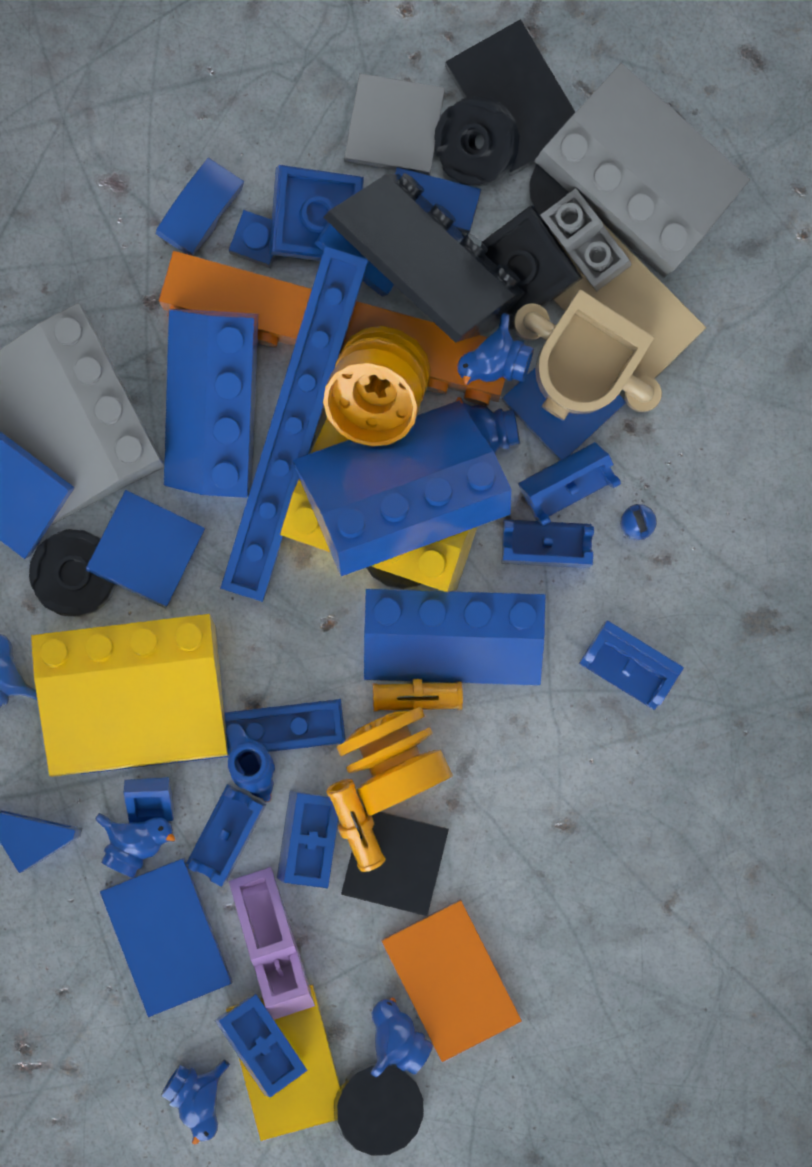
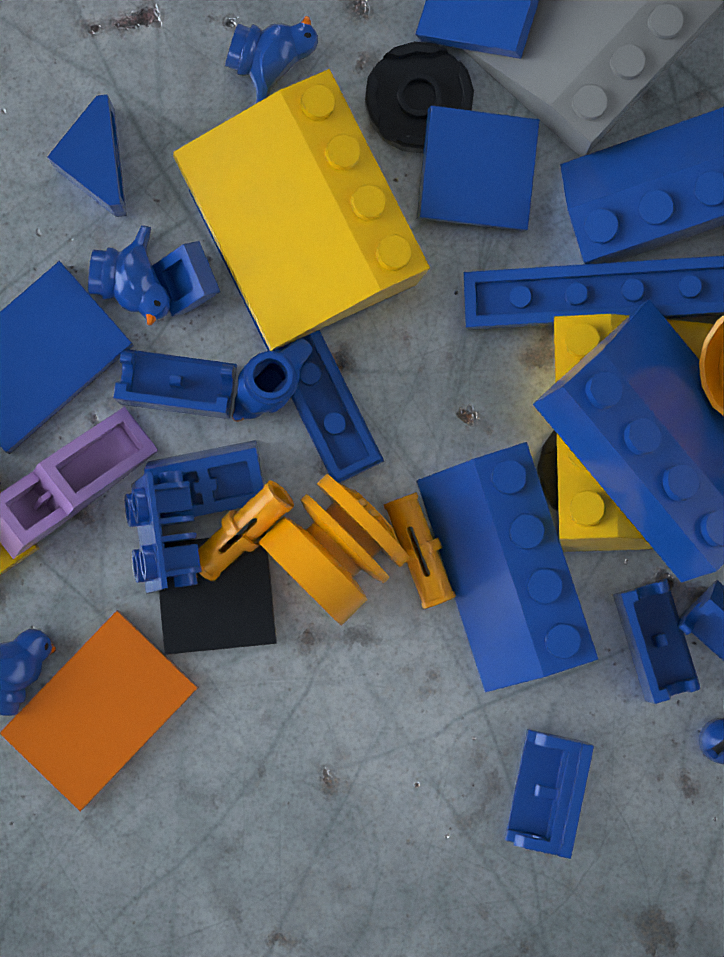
camera: 65 degrees right, 0 degrees up
(353, 900) = (143, 507): none -> blue hinge

